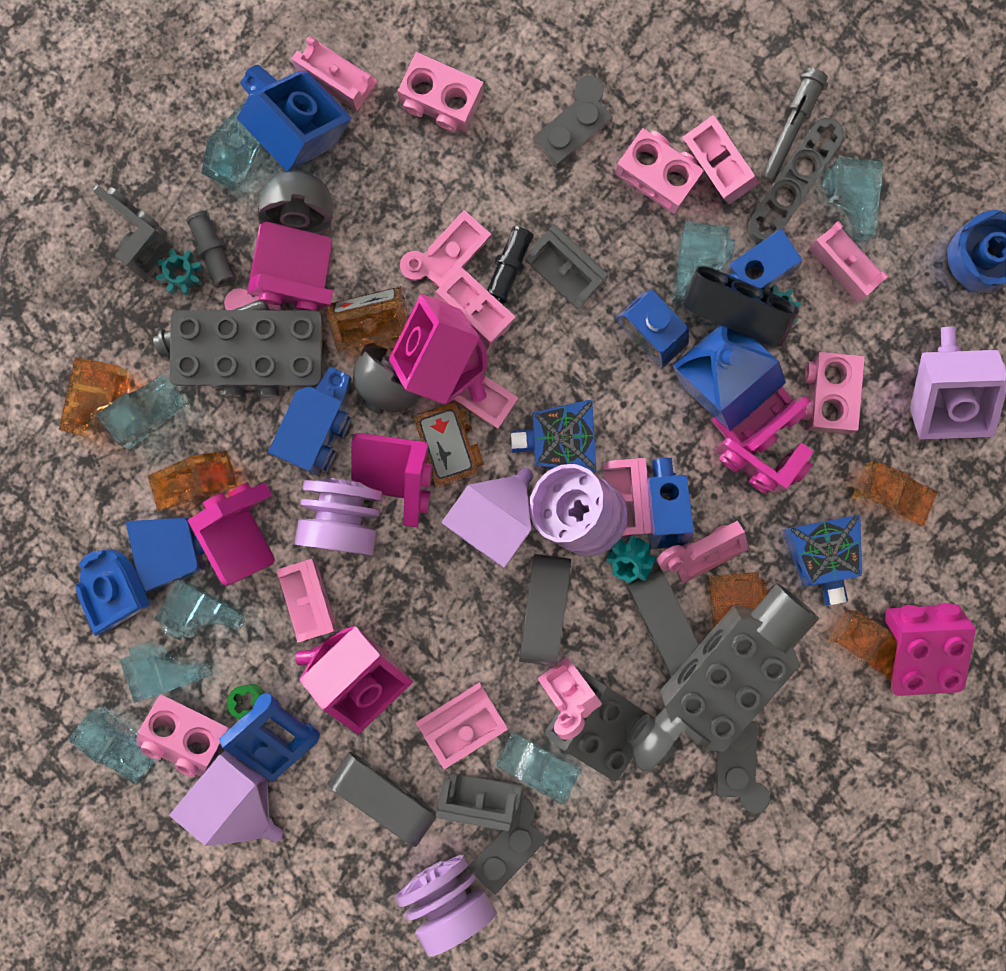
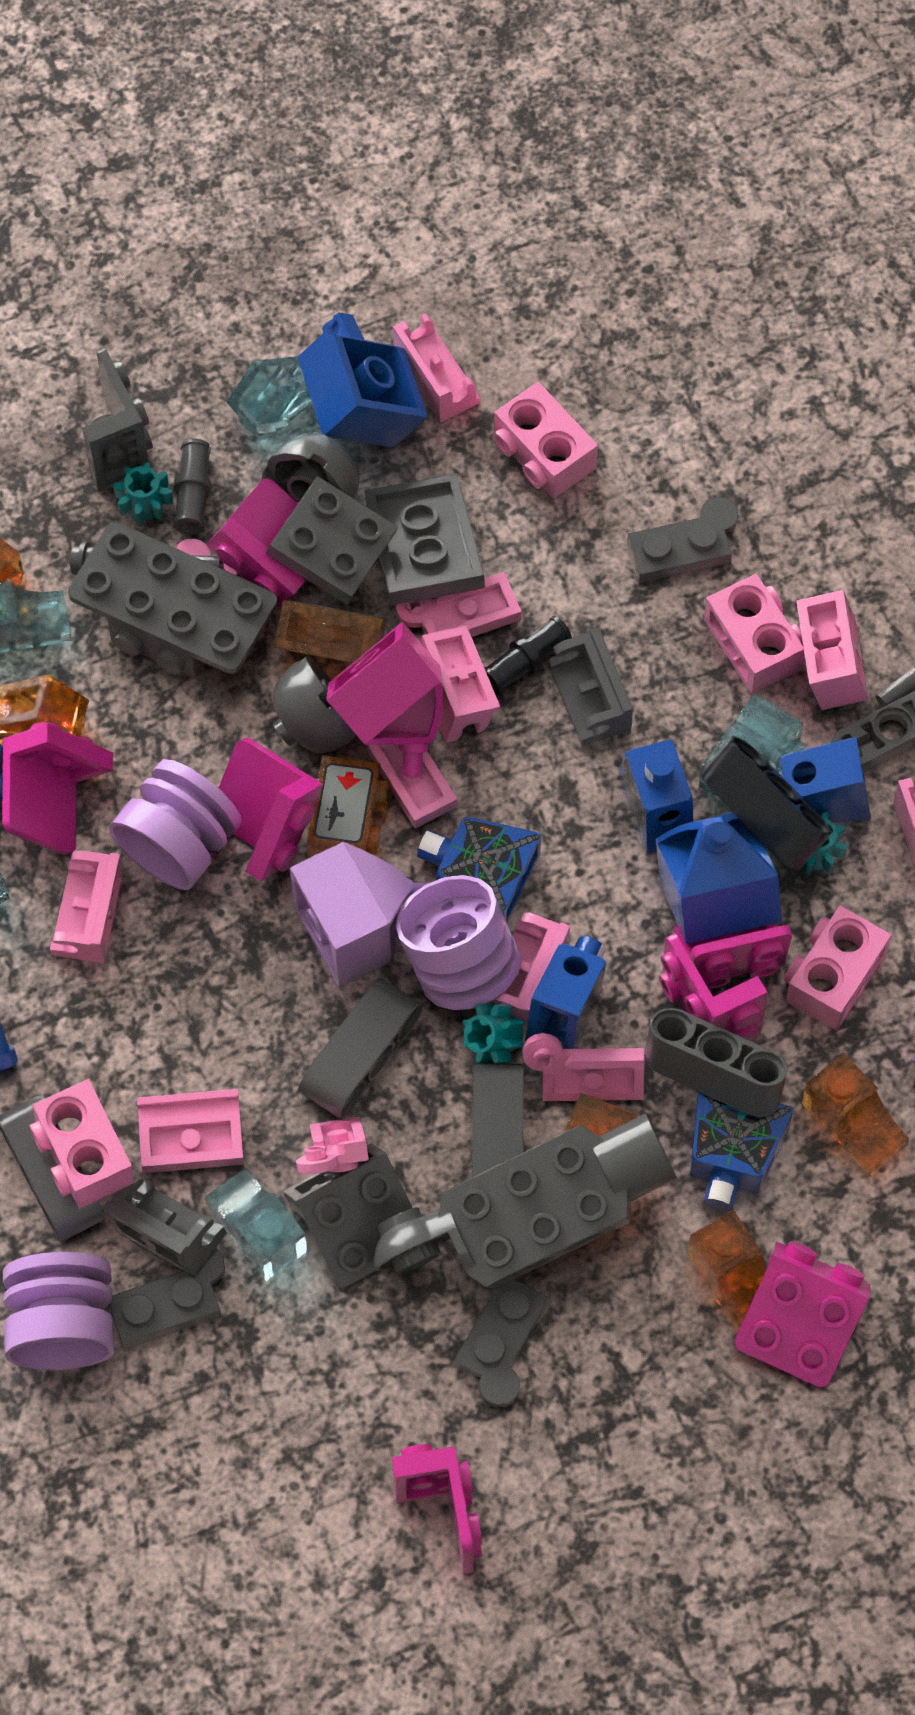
camera: 25 degrees right, 20 degrees down
(314, 424) = (202, 711): blue hinge -> none
(337, 252) = (332, 540): none -> dark grey plate
(352, 677) = (96, 1007): dark pink piece -> none
(397, 213) = (434, 540): none -> dark grey plate
(407, 778) = (88, 1142): none -> bright pink brick
(749, 890) = (435, 1473): none -> dark pink bracket
(812, 503) = (715, 1062): none -> dark grey beam

